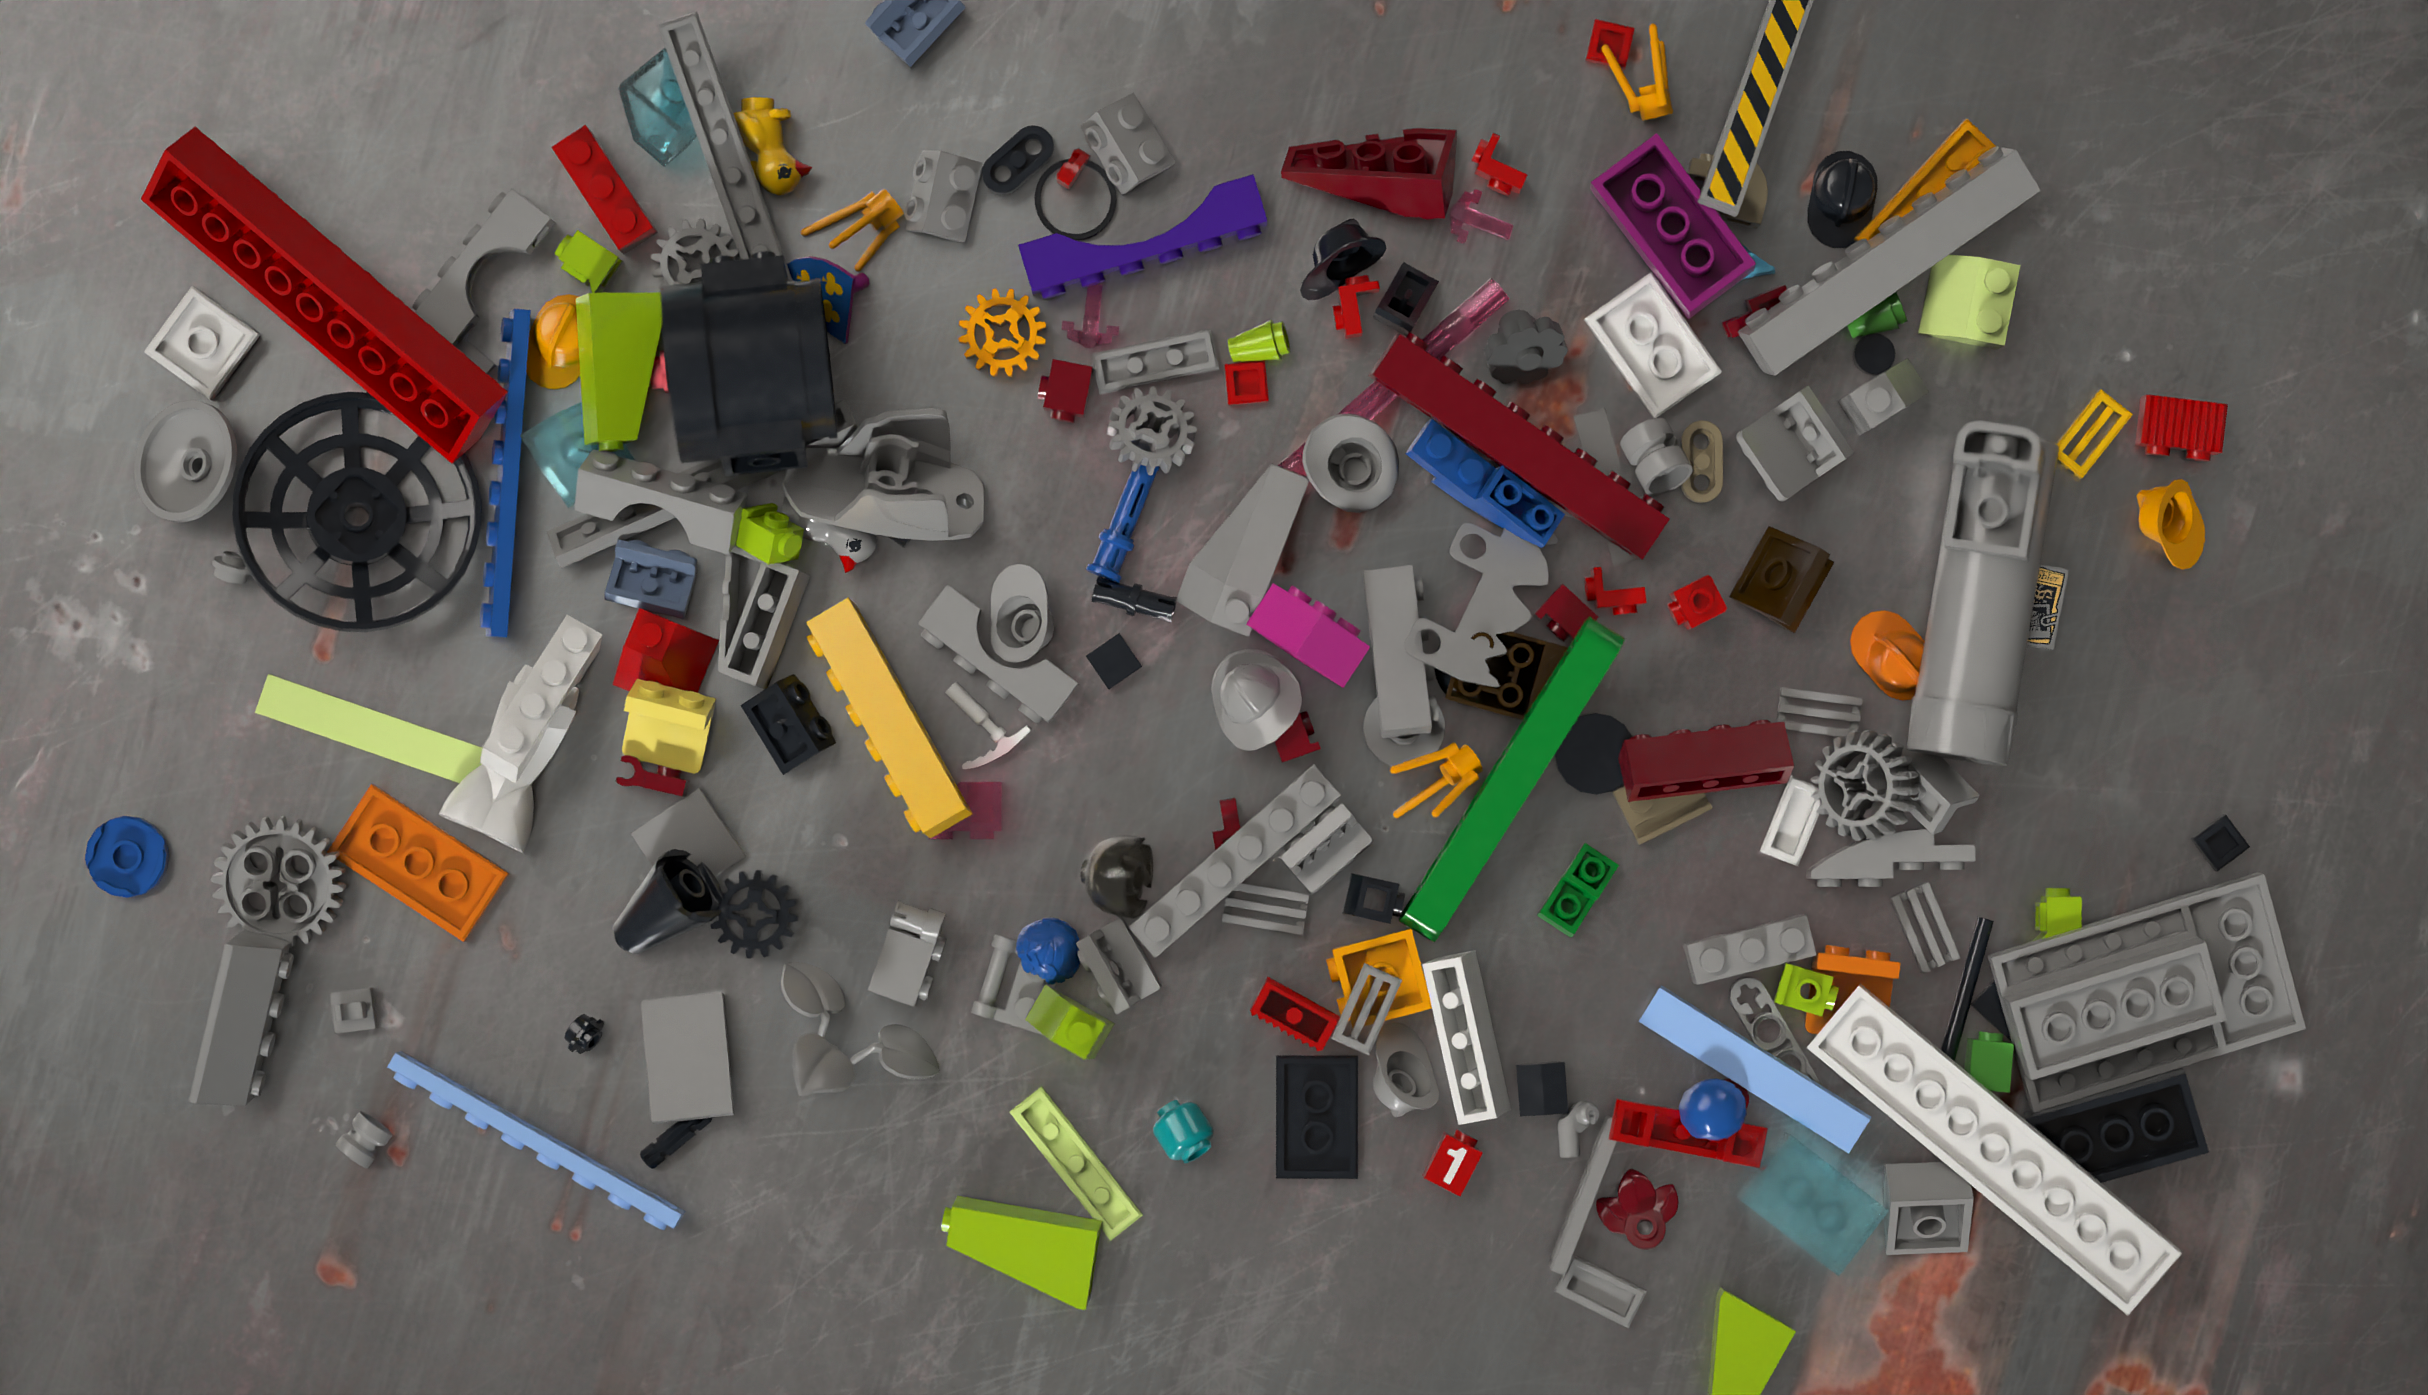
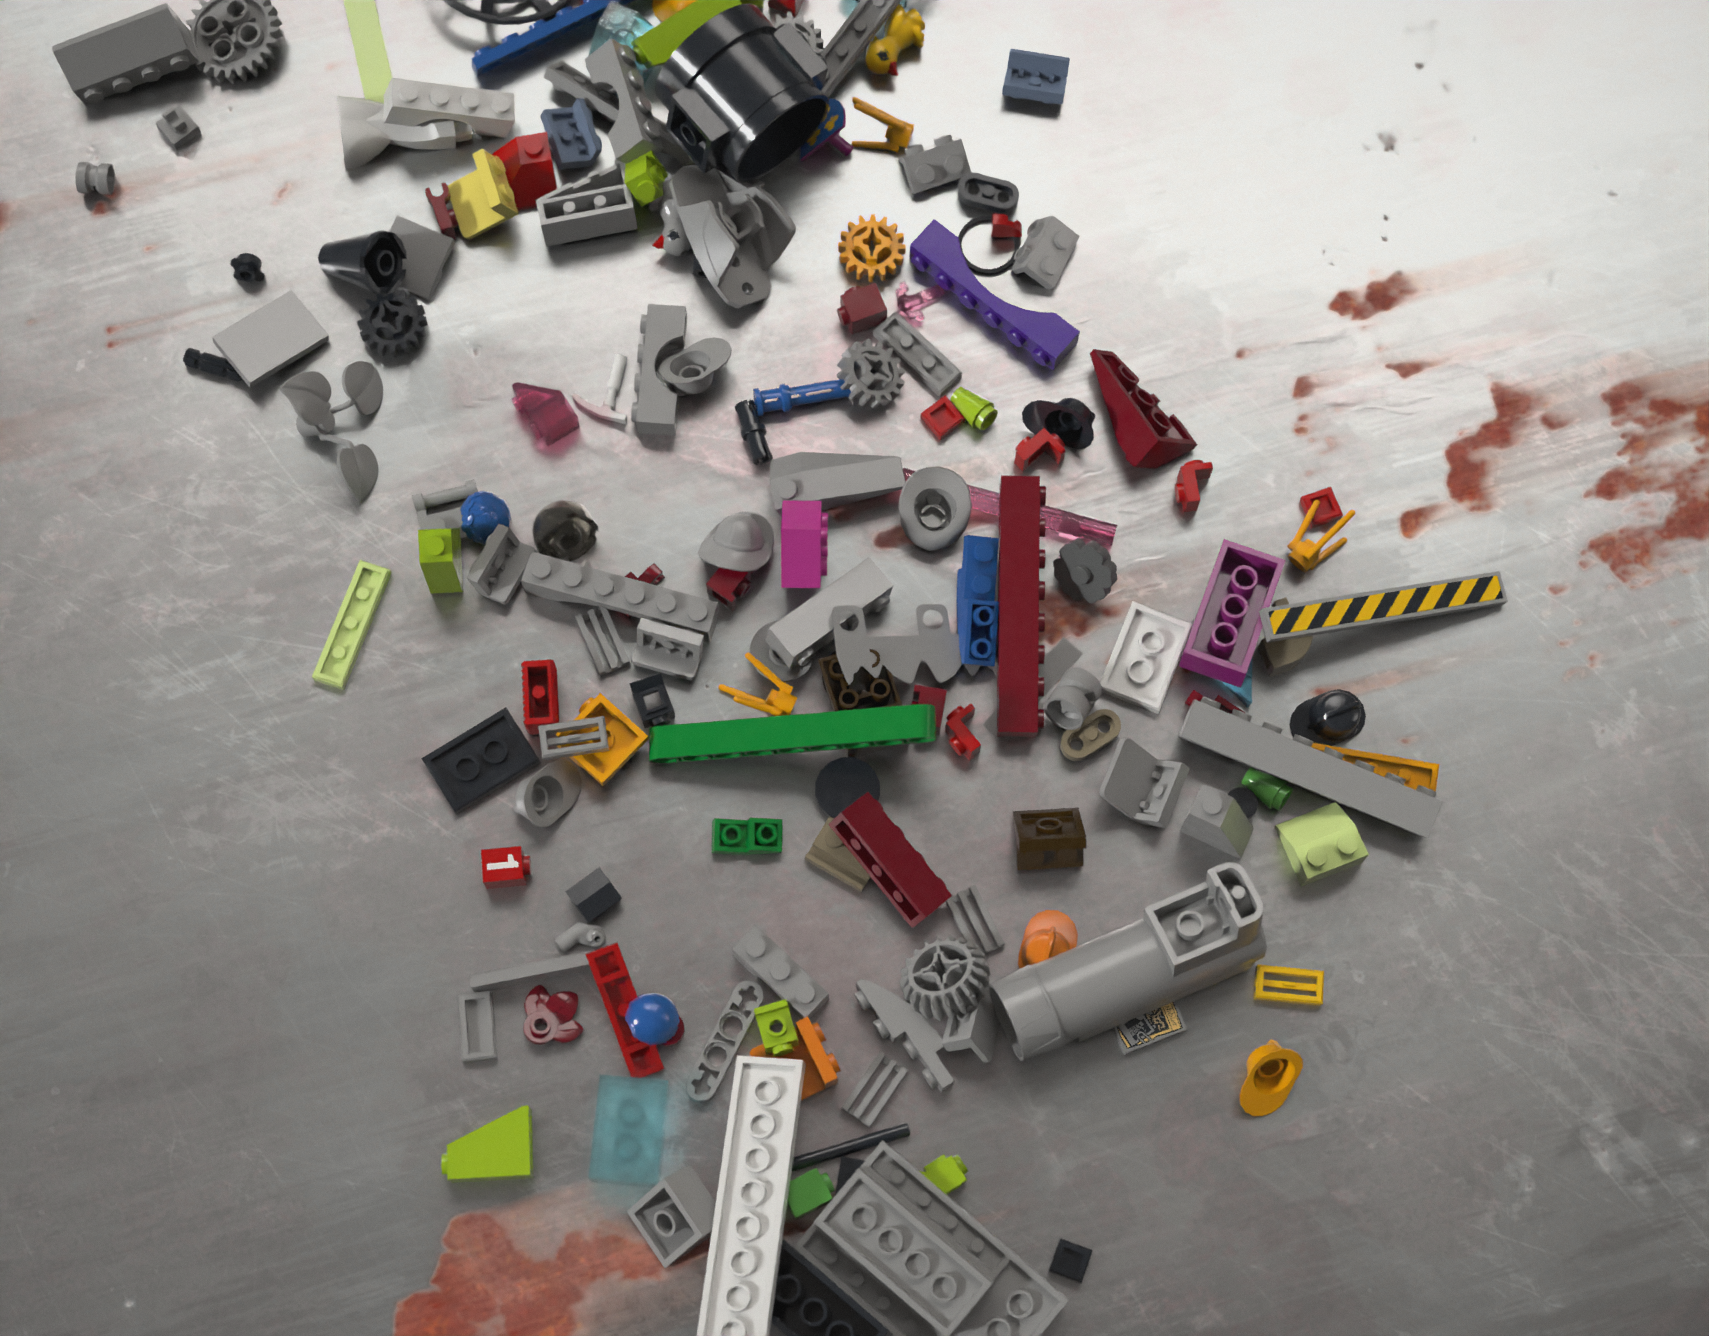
camera: 55 degrees right, 15 degrees down
(418, 862) = (299, 110): orange tile -> none
(520, 1133) = (157, 292): light blue plate -> none
(788, 723) = (532, 271): black bracket -> none
(888, 718) = (572, 322): yellow brick -> none
(907, 954) = (425, 431): light grey hinge -> none
(1028, 1244) = (275, 625): lime slope -> none
(1114, 661) = (704, 445): black tile -> none
(1183, 1131) = (415, 676): teal head -> none
(1405, 299) = (1064, 479): black slope -> none
(1461, 213) = (1146, 481): clear pink piece -> none
(1466, 1037) = (597, 820): white brick -> none
(1696, 603) = (993, 786): red bracket -> none
(1755, 1069) = (699, 1031): light blue tile -> none
(1792, 822) = (887, 950): white tile -> none
(2181, 426) = (1338, 1041): red brick -> none

